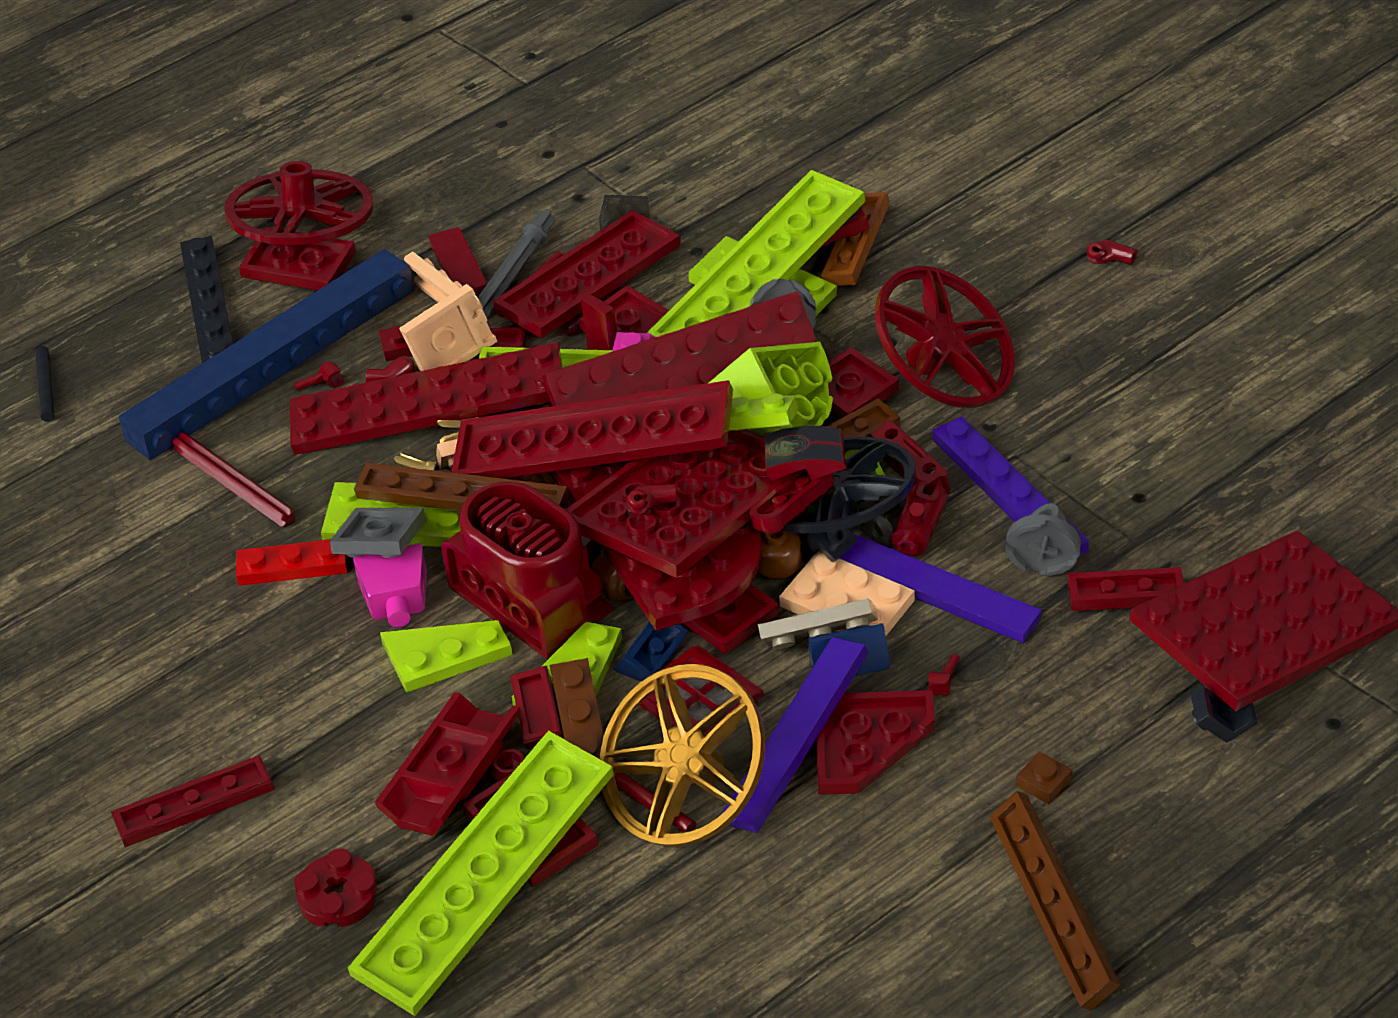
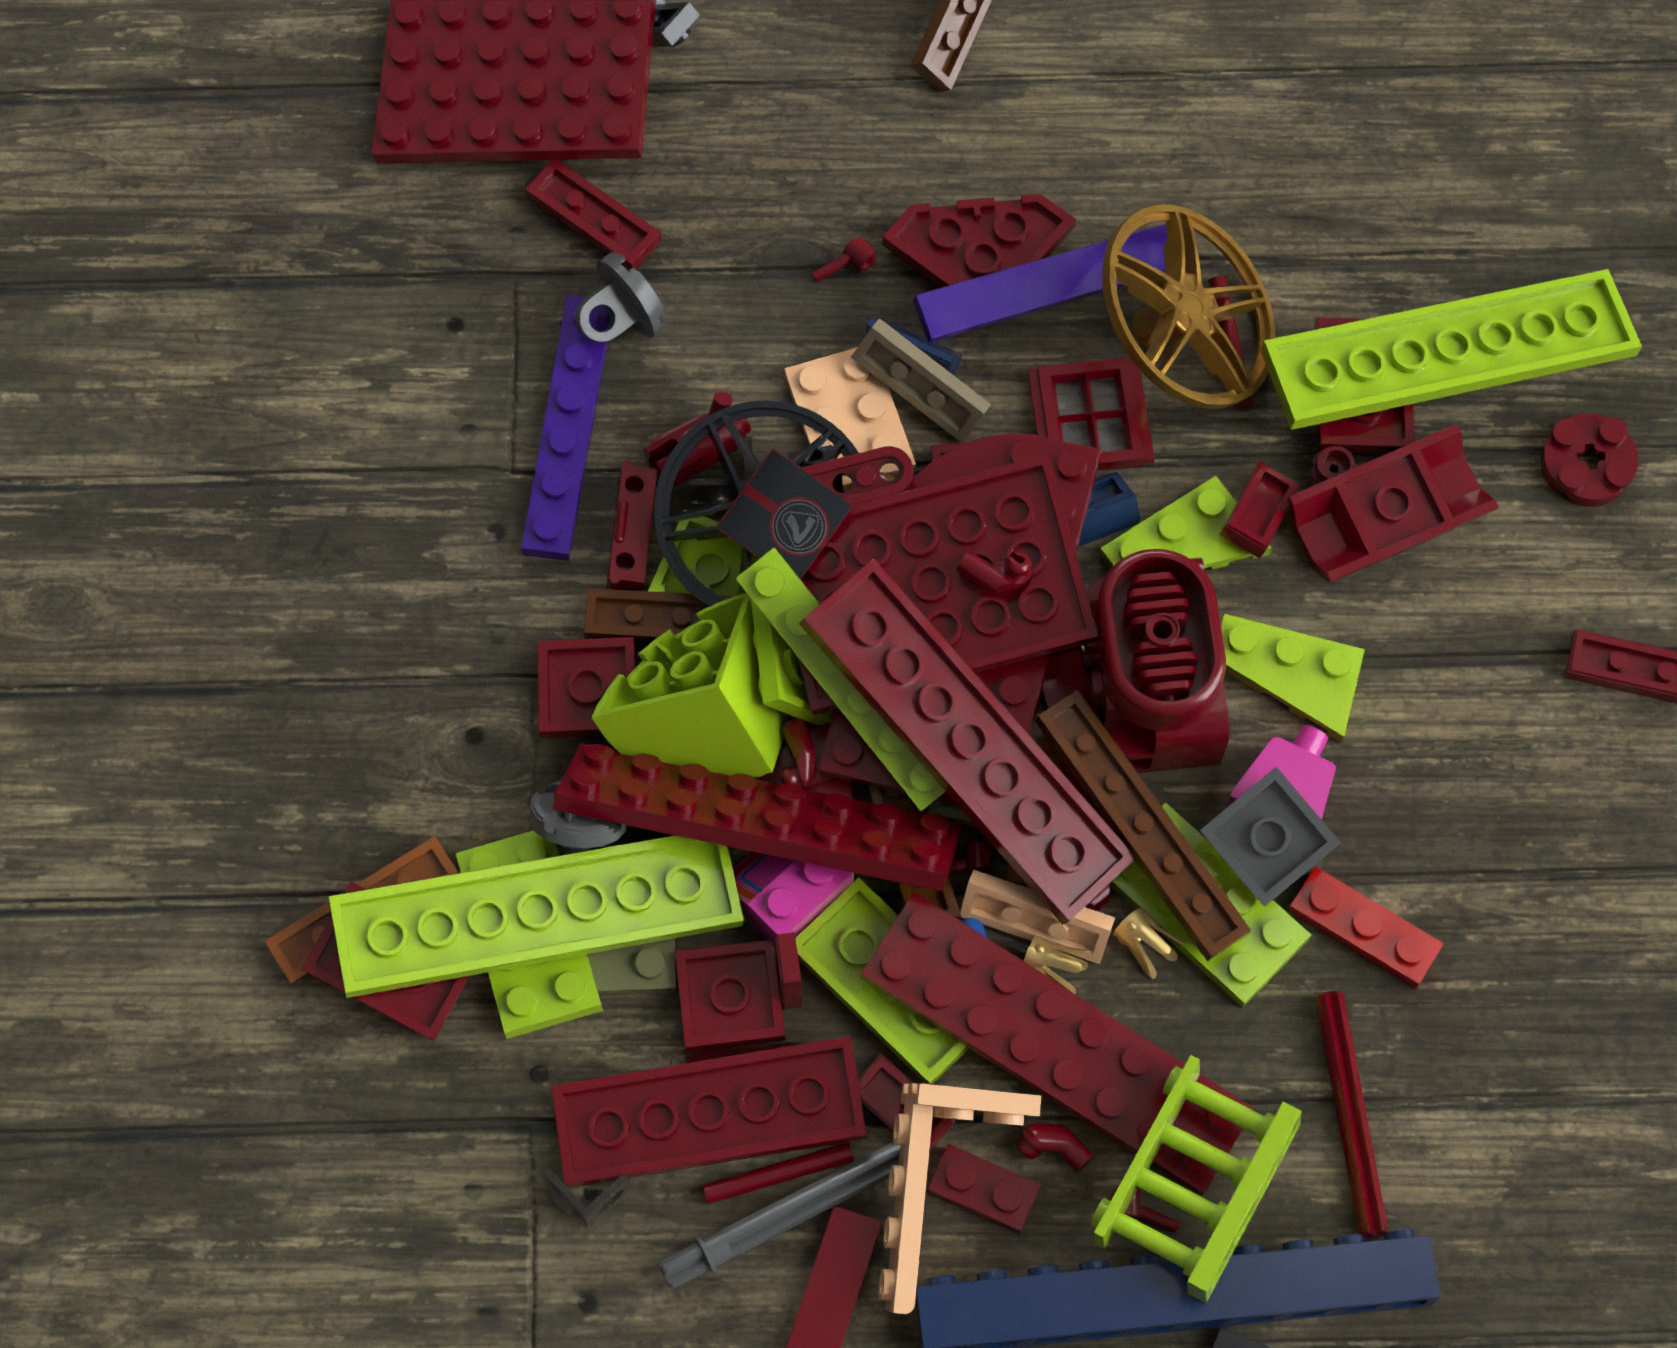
camera: 145 degrees left, 25 degrees up
(265, 384) = (1224, 1219): none -> lime fence
(578, 705) = (1229, 463): reddish brown plate -> none
(942, 339) = (460, 626): dark red wheel -> none
(947, 590) = (748, 344): dark purple tile -> none
(1044, 777) = (865, 93): reddish brown plate -> none
(1109, 251) = (123, 661): dark red arm -> none

